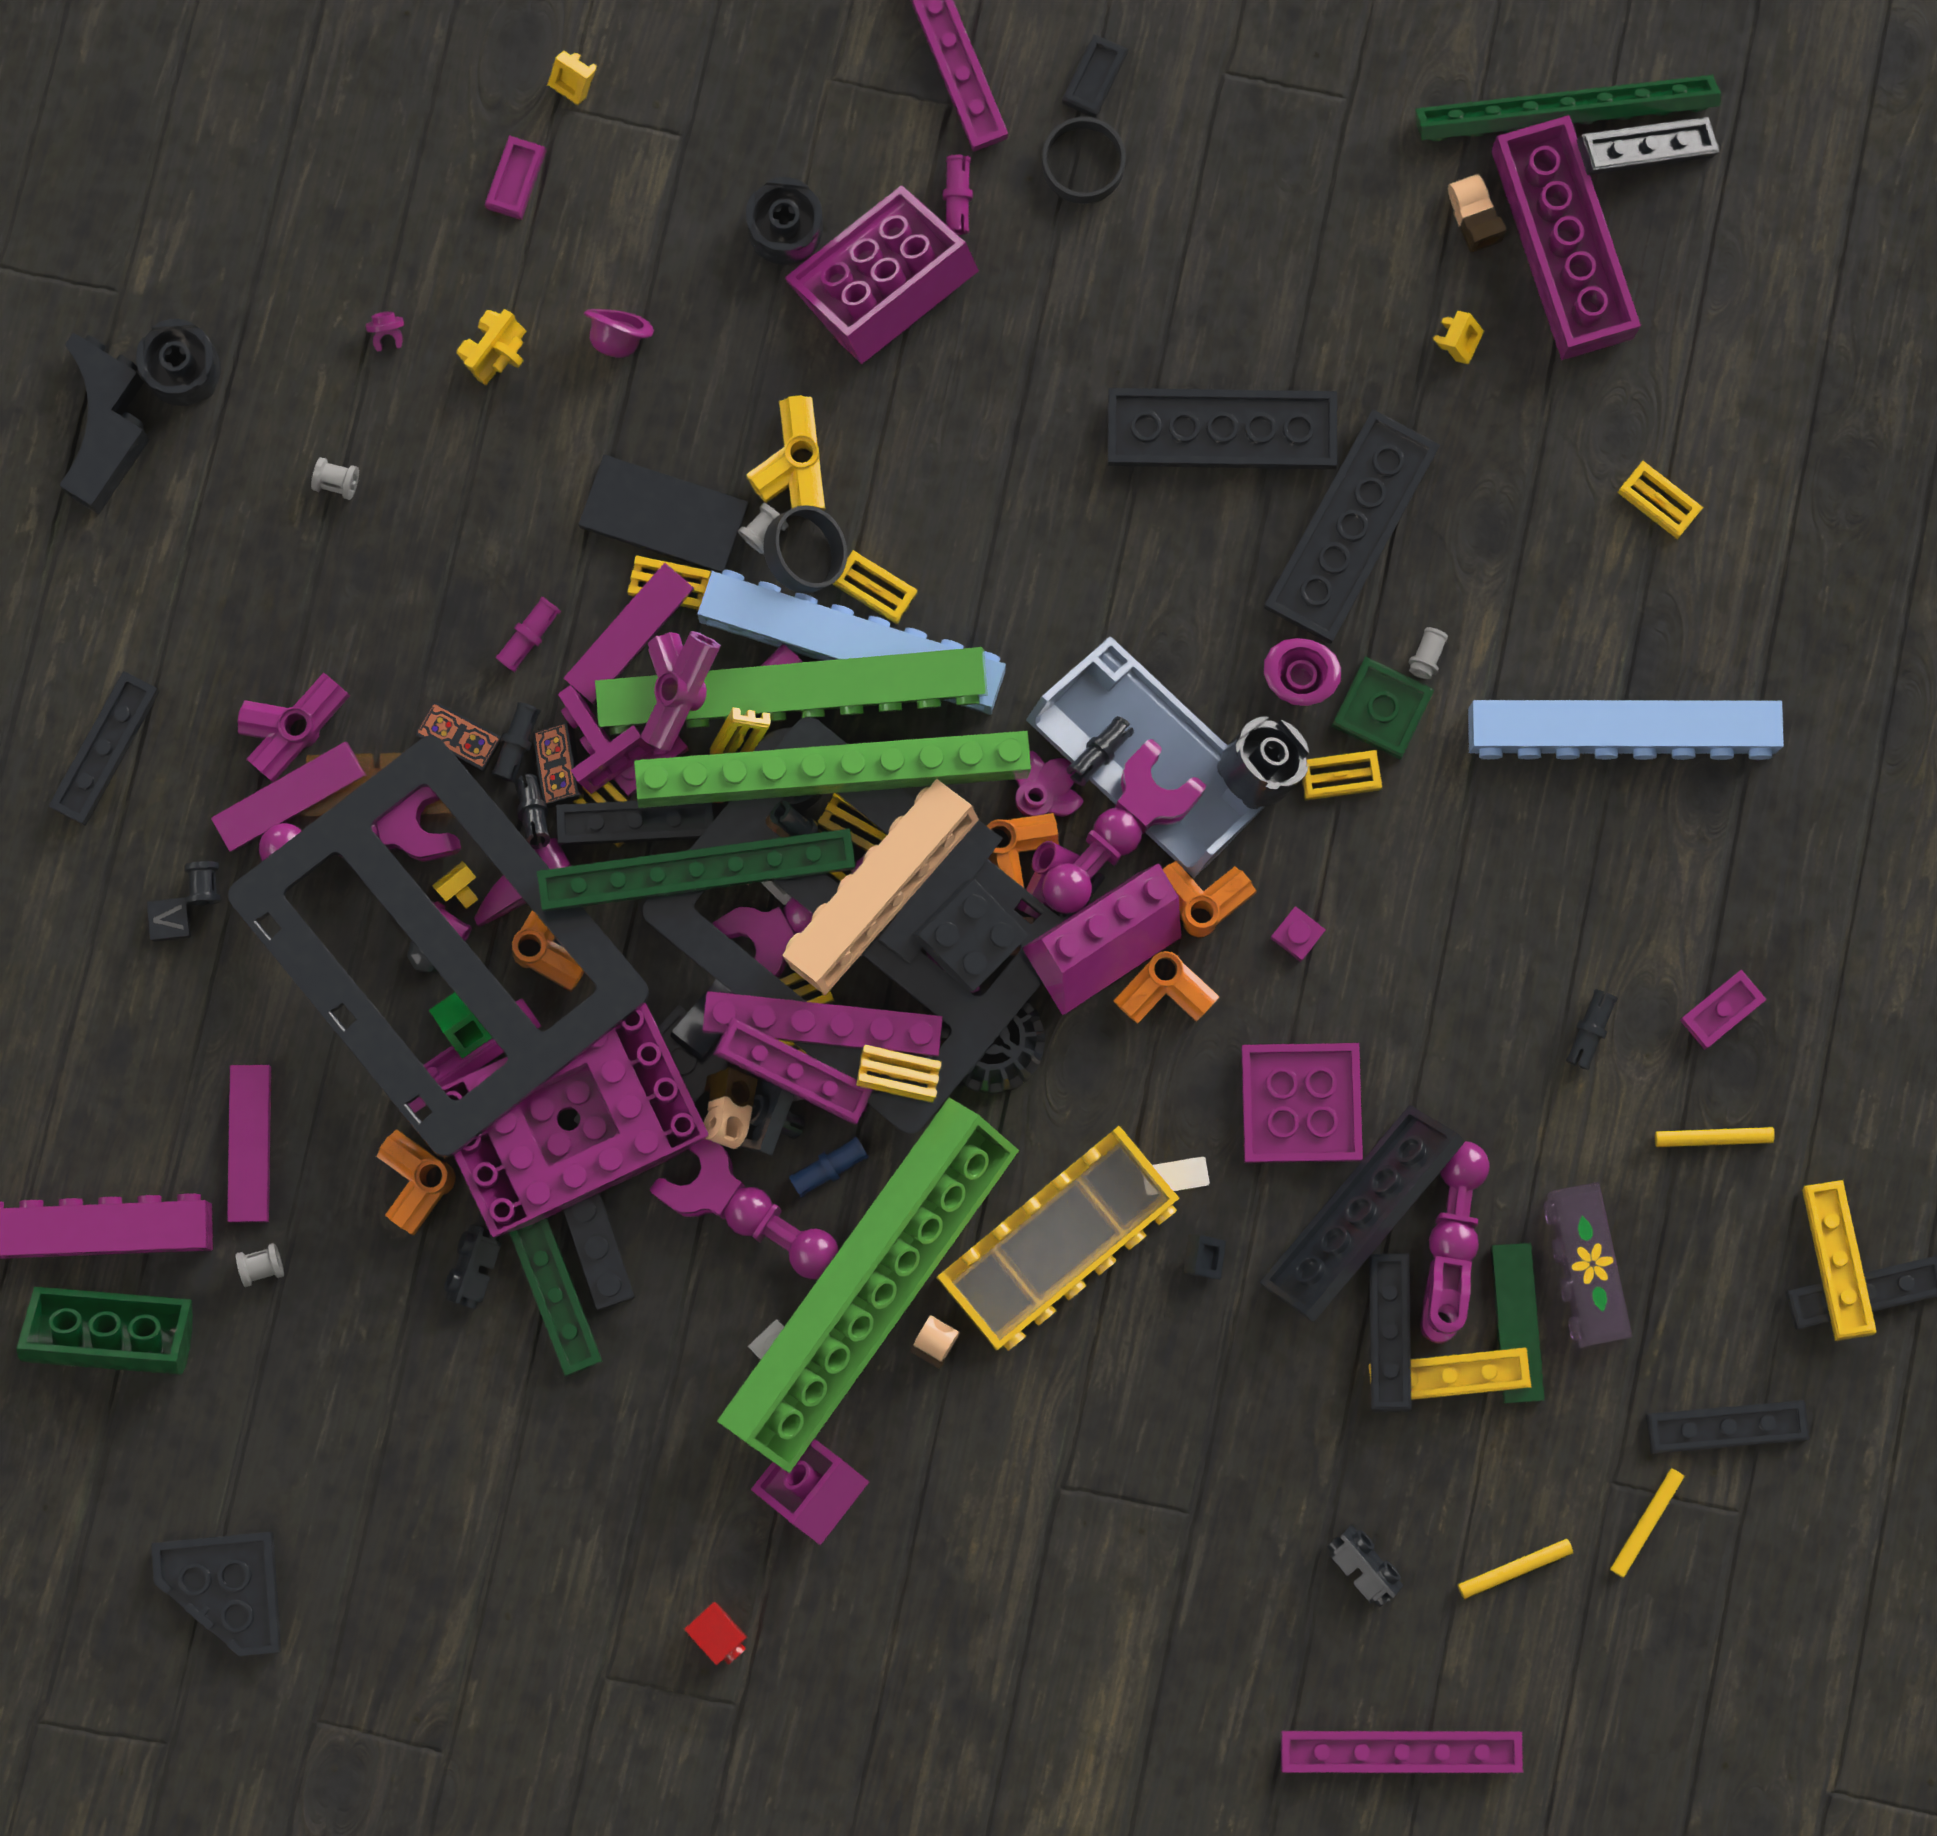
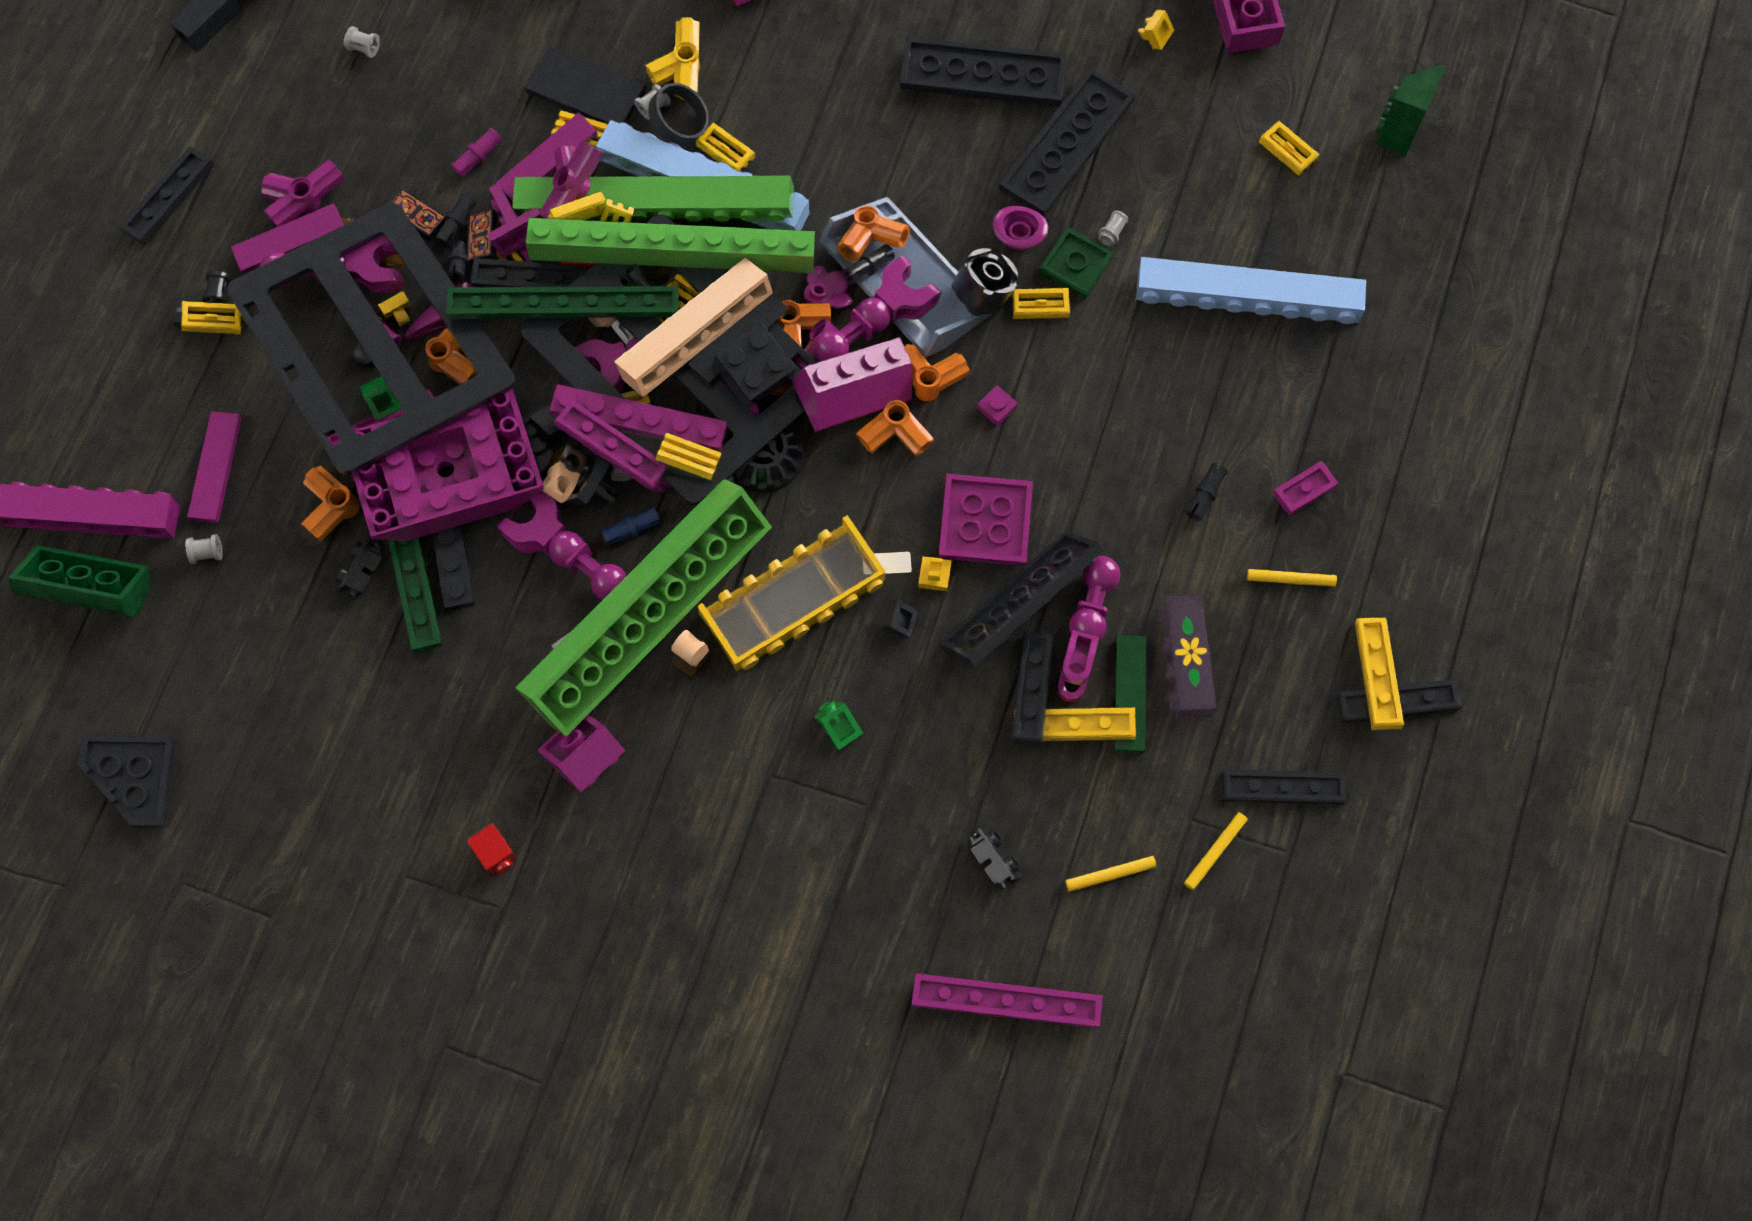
camera: 10 degrees right, 10 degrees down
(170, 932) = (217, 321): none -> yellow tile
(696, 733) = (580, 209): none -> yellow tile
(1083, 709) = (870, 228): none -> orange piece
(1140, 1410) = (838, 723): none -> green bracket
(1242, 1185) = (934, 573): none -> yellow tile
(1823, 442) = (1406, 109): none -> dark green slope

